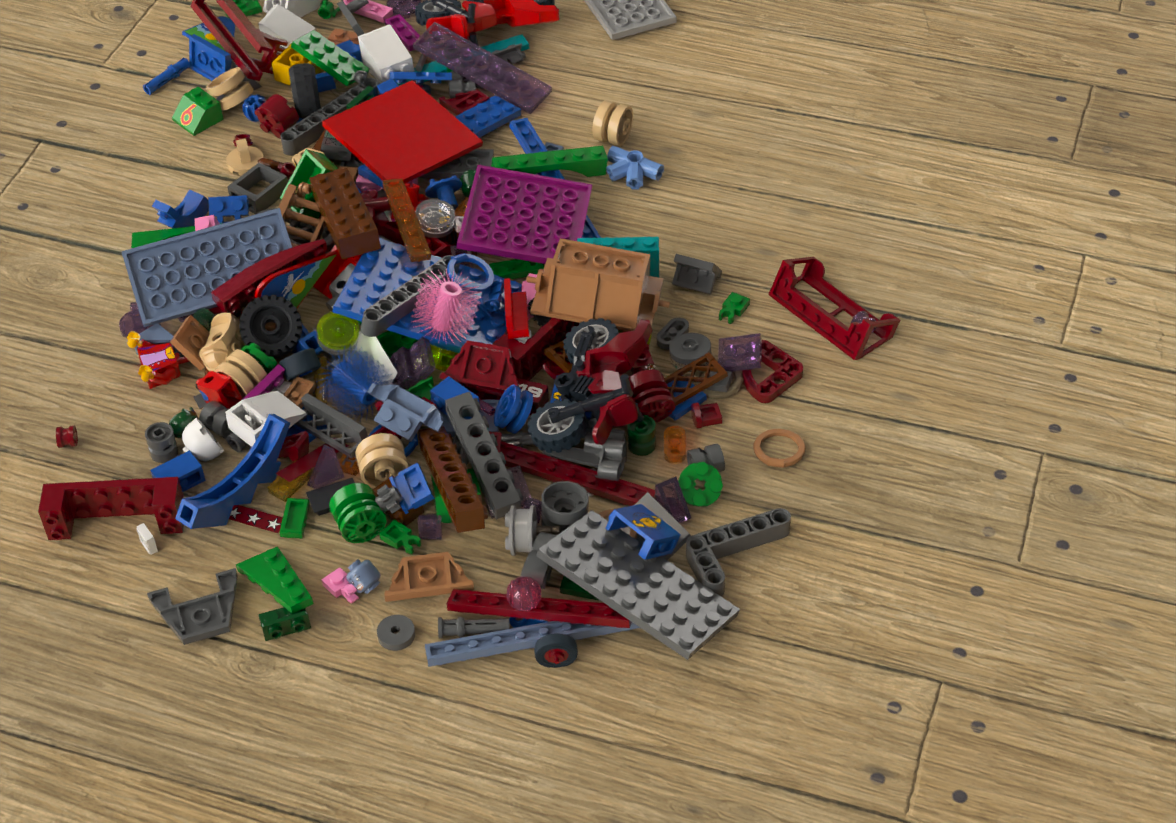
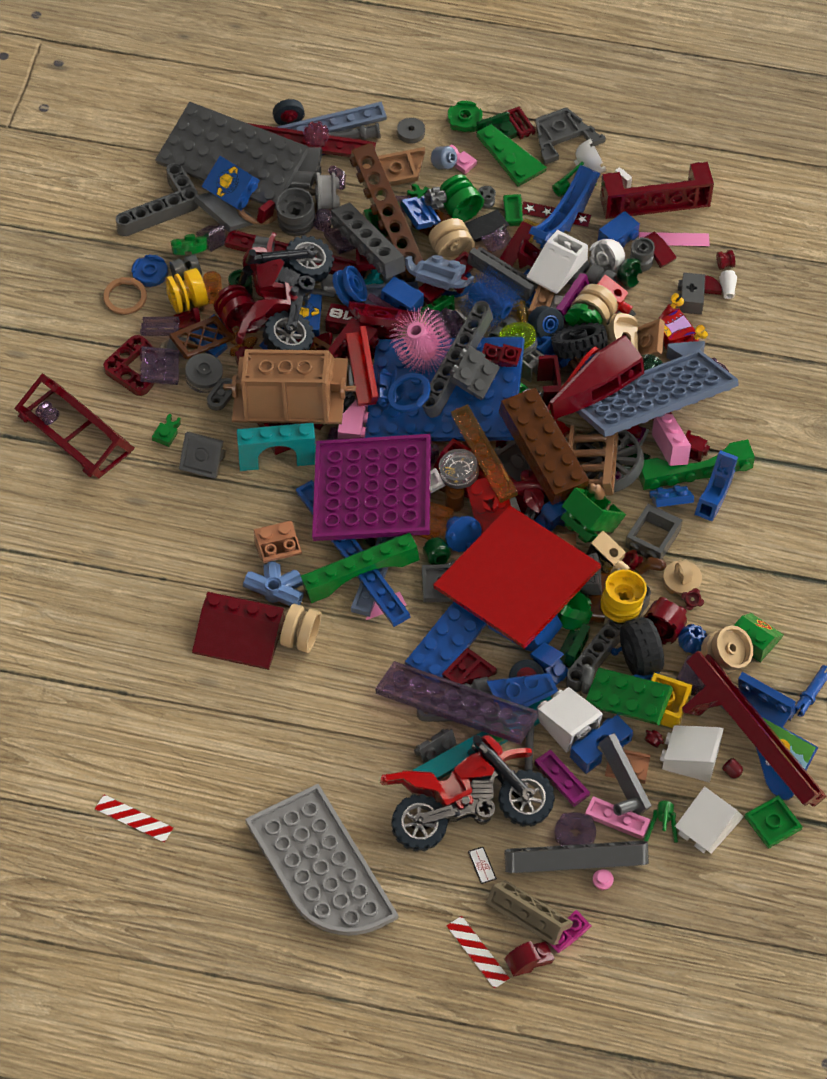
camera: 170 degrees right, 10 degrees up
(76, 412) = (728, 282): none -> white cone
(91, 473) = (682, 239): none -> bright pink sticker
(96, 415) = (712, 286): none -> dark red tile
(122, 402) = (692, 292): none -> dark grey brick
(139, 456) = (662, 254): none -> dark red slope
(179, 560) = (589, 156): none -> white cylinder
(224, 536) = (562, 185): none -> green plant
(254, 647) = (523, 132): none -> dark red tile
(272, 83) = (688, 676): none -> slope
(308, 110) = (623, 596): none -> yellow wheel
(314, 300) = (549, 370): none -> dark red panel
(323, 531) = (488, 194): none -> dark grey wheel
(324, 653) = (456, 114): none -> green plate
(360, 287) = (502, 356): none -> dark red slope
(399, 270) = (473, 372): none -> dark grey plate
(500, 572) = (340, 174): none -> arm
(603, 506) = (265, 211): none -> dark red tile
(627, 194) = (276, 542): none -> nougat slope
(670, 141) = (238, 630): none -> dark red slope
(706, 425) = (191, 289): none -> yellow wheel
(738, 405) = (159, 323): none -> tile
(749, 474) = (150, 270): none -> blue tile
(770, 32) = (134, 818): none -> sticker

